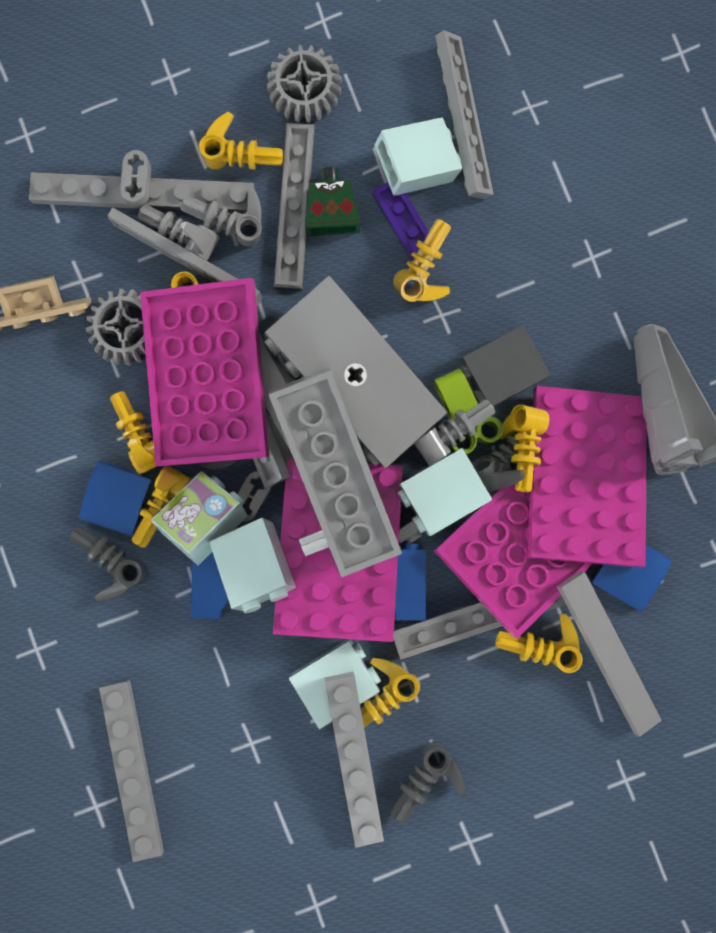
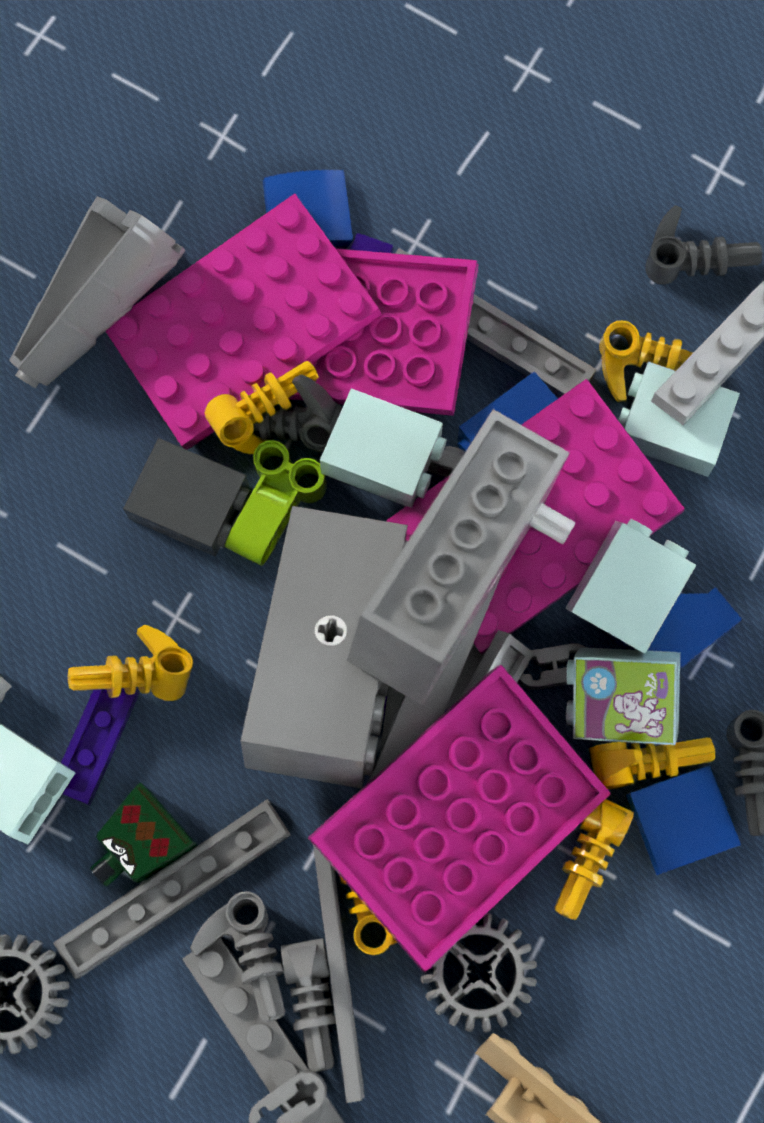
camera: 125 degrees left, 10 degrees down
(235, 153) = (157, 1002): yellow piece -> none
(434, 443) = (338, 496): light grey piece -> none
(548, 651) = (459, 229): yellow piece -> none
(609, 653) = (413, 169): light grey tile -> none

